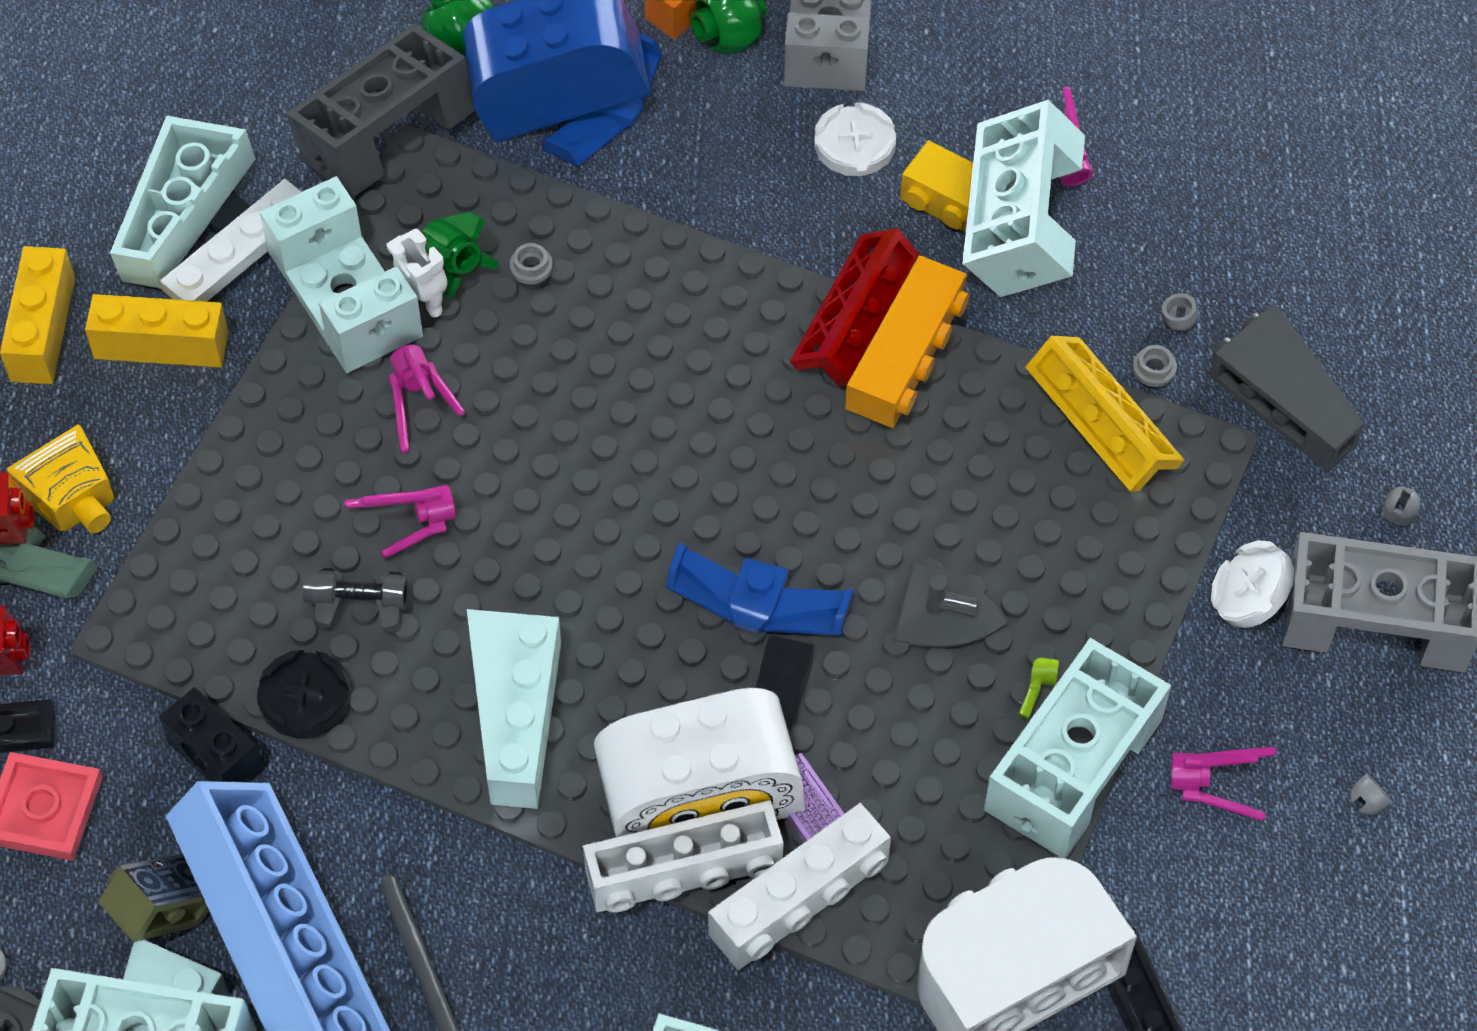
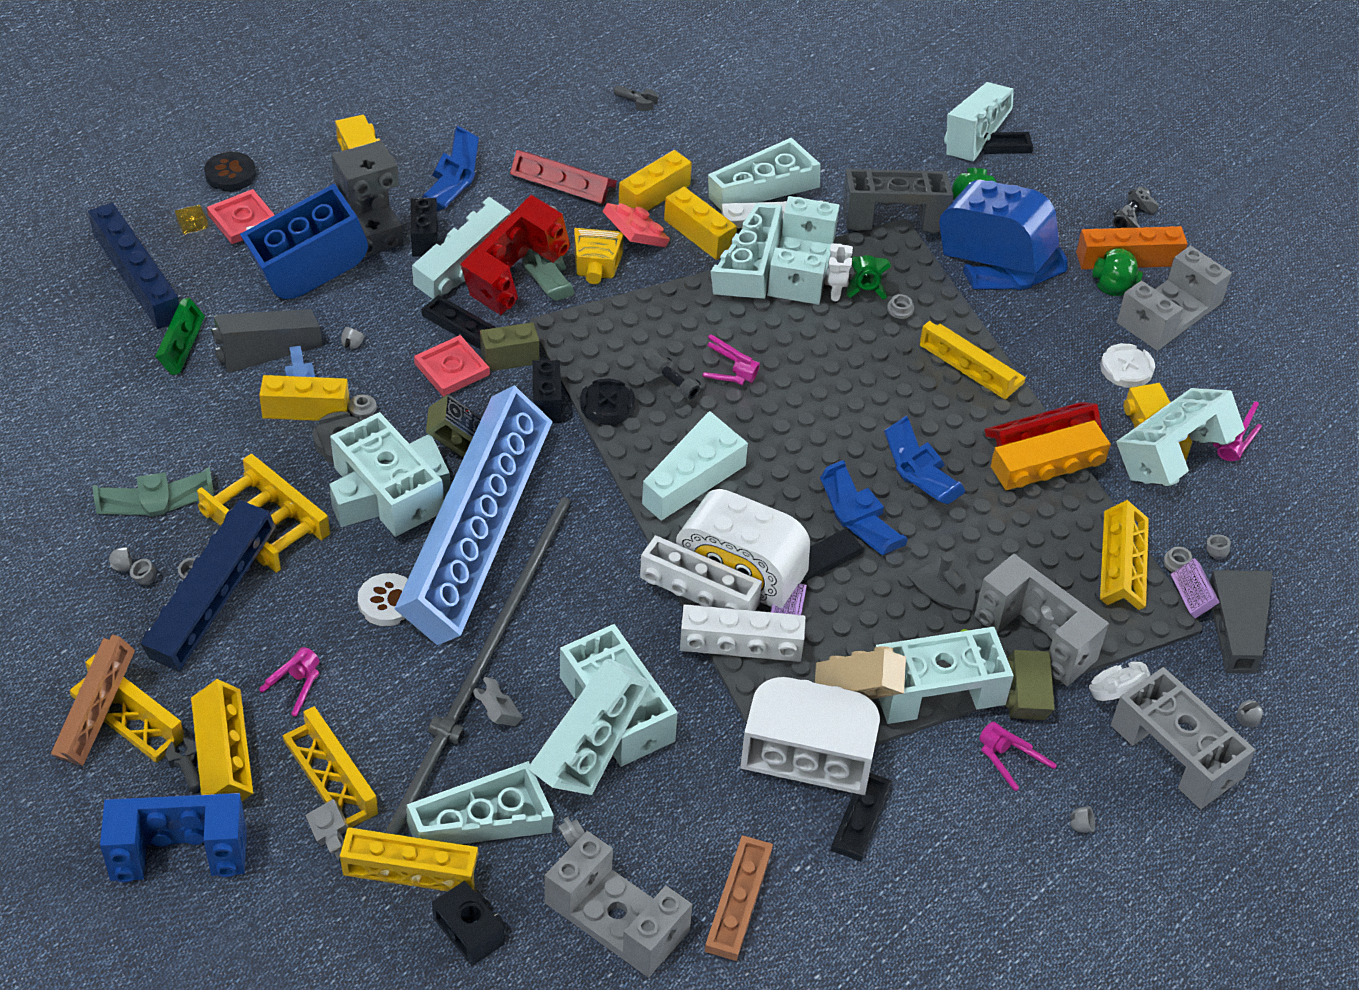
camera: 40 degrees right, 10 degrees down
(79, 399) = (636, 224): none -> coral plate
(95, 715) = (509, 346): none -> olive brick
(287, 341) = (747, 262): none -> light aqua wedge
(414, 373) = (794, 312): dark pink plant -> none
(683, 275) = (970, 360): none -> yellow fence
(769, 473) = (920, 464): none -> blue plate
(1008, 832) = (869, 673): none -> tan brick
(1107, 554) = (1073, 627): none -> light grey plate
(1171, 658) = (1031, 685): none -> olive brick
(1210, 390) = (1195, 588): none -> lavender tile

